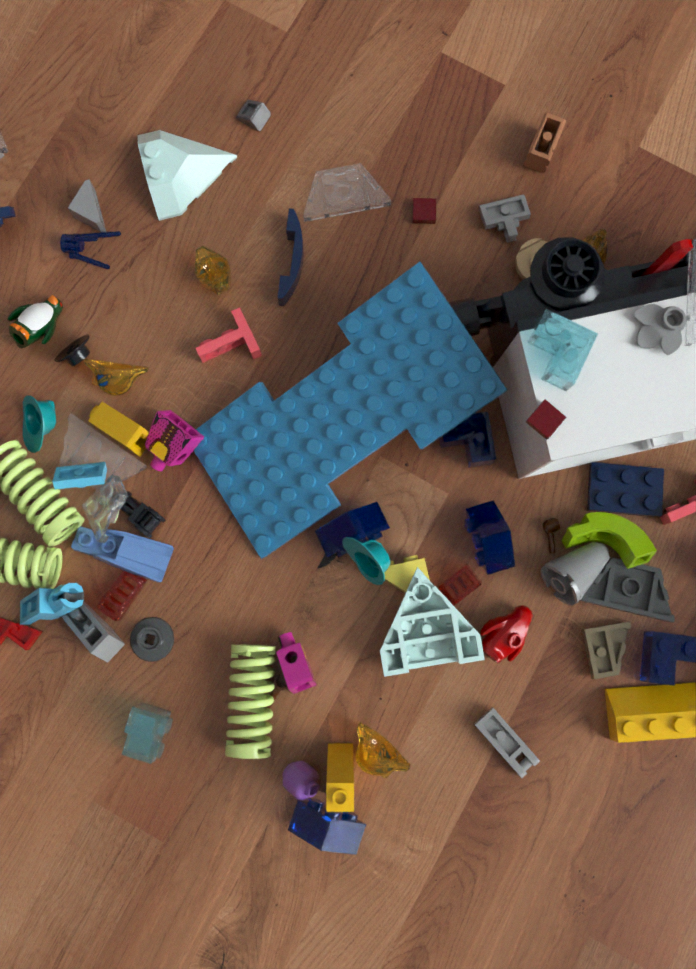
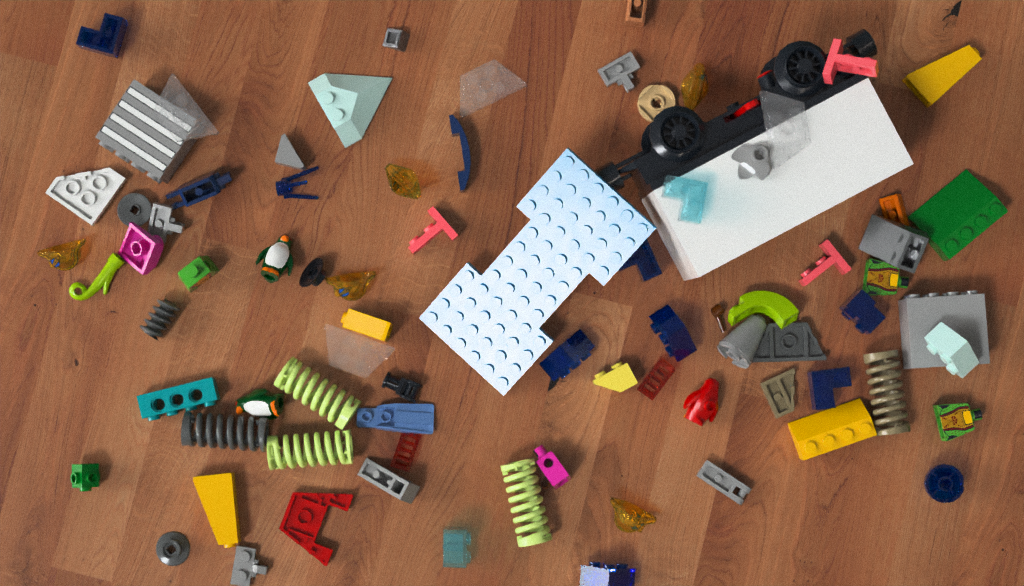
camera: 15 degrees left, 5 degrees up
(38, 420) = (301, 337): teal piece -> none
(50, 603) = (357, 472): medium azure plate -> none
(79, 475) = (349, 370): medium azure plate -> none
(104, 506) = (374, 388): clear wing -> none
(163, 642) = (447, 478): dark grey piece -> none
(171, 440) = (410, 324): dark pink torso -> none
(301, 780) = (579, 550): medium lavender head -> none
(340, 778) = (607, 538): yellow slope -> none
(369, 557) = (586, 374): teal piece -> none
(424, 210) = (554, 84): dark red tile -> none
(428, 632) = (644, 417): light aqua wedge -> none
(545, 419) = (687, 249): dark red tile -> none
(625, 489) = (767, 267): dark blue plate -> none

